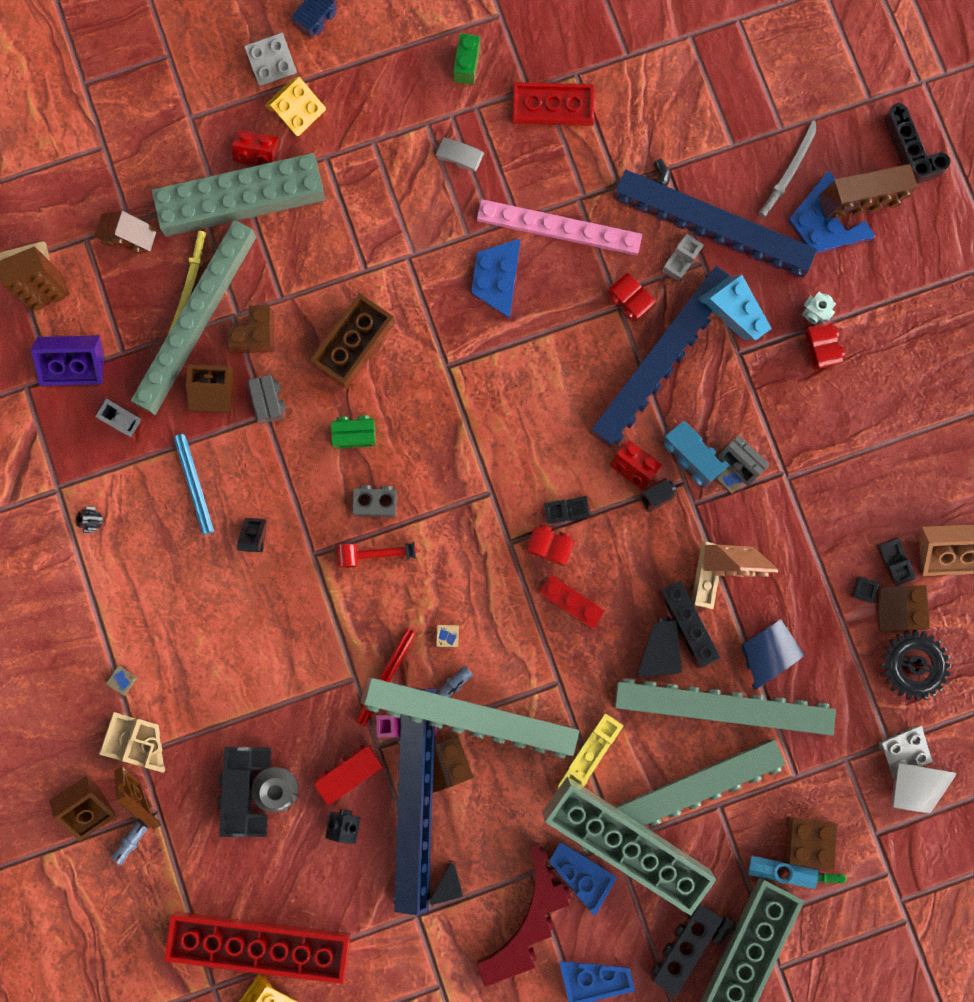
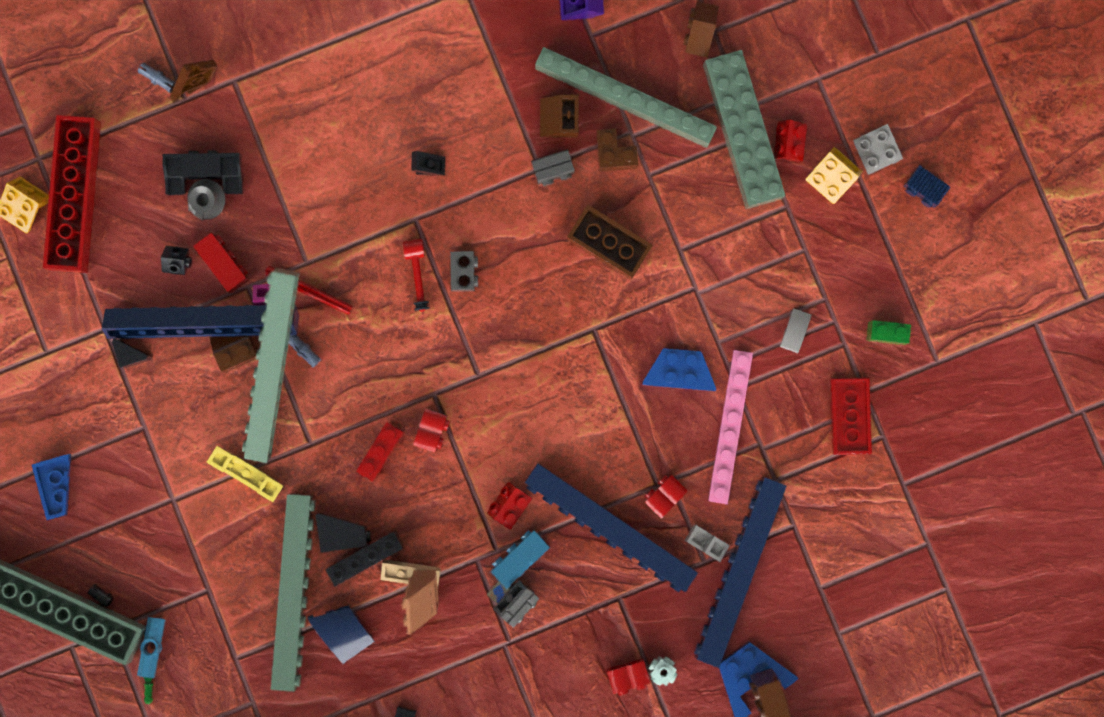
camera: 80 degrees right, 5 degrees up
(82, 808) = (183, 34): reddish brown slope -> none
(89, 519) = (435, 18): black gear -> none
(117, 417) = (528, 36): slope -> none
(122, 680) = (296, 59): dark tan tile -> none
(133, 742) = (242, 73): tan slope -> none
(193, 484) = (473, 108): dark azure axle -> none
(194, 262) = (662, 91): light yellow sword -> none
(353, 433) = (525, 248): green brick -> none
(447, 635) = (347, 343): tan tile -> none
(515, 955) = (73, 416): dark red arch -> none
(567, 510) = (464, 445): black slope -> none
(585, 877) = (142, 472): blue wing -> none
(628, 845) = (166, 509): sand green brick -> none
(658, 494) = (480, 526): black brick -> none
(664, 172) = (787, 523): black arm -> none
(687, 960) = (56, 553): black brick -> none
(704, 784) = (215, 554): sand green brick -> none
(737, 307) = (658, 593): dark azure wedge -> none
(779, 189) = (776, 631): light grey sword -> none
(810, 842) = (177, 671): reddish brown brick -> none

